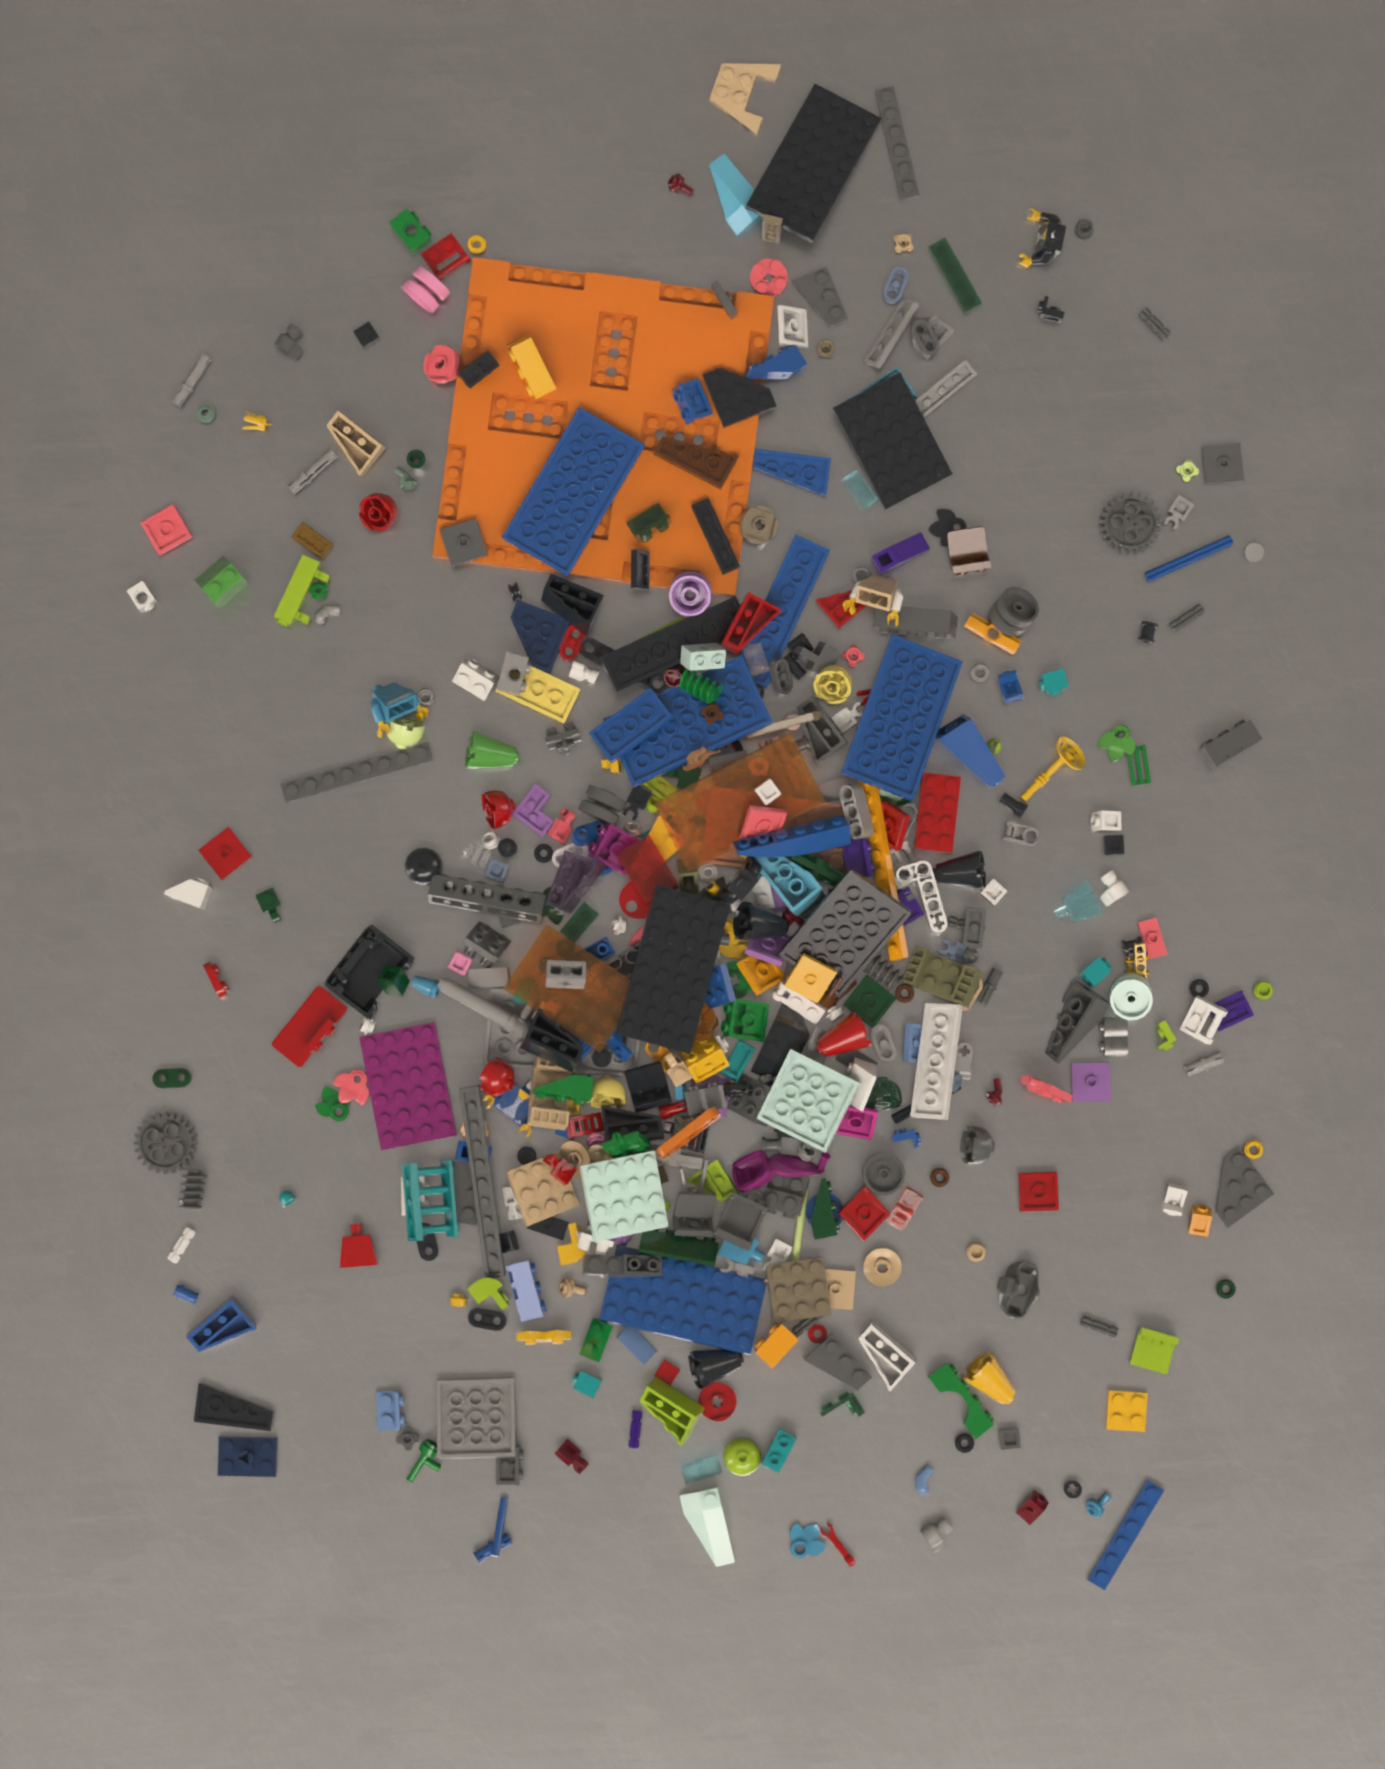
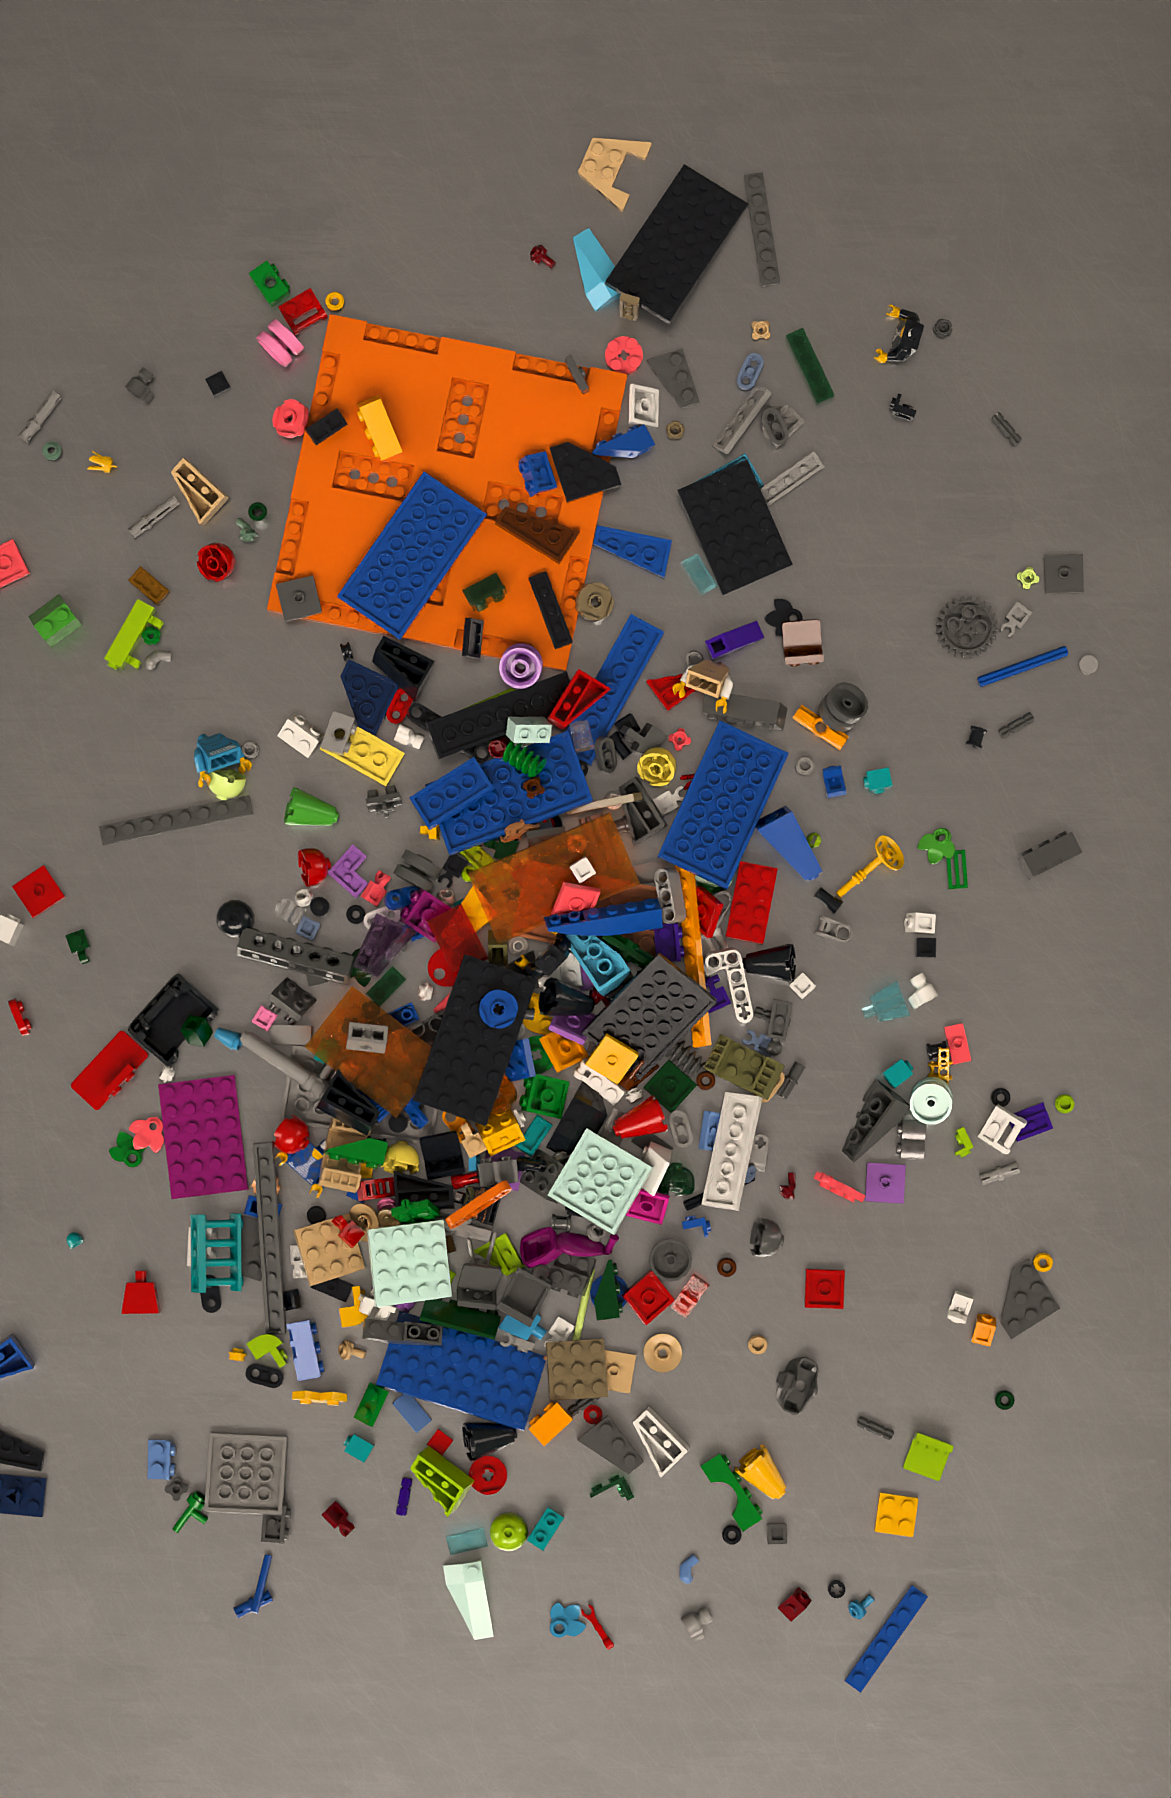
camera: 10 degrees right, 0 degrees up
(704, 939) = (503, 999): none -> blue plate

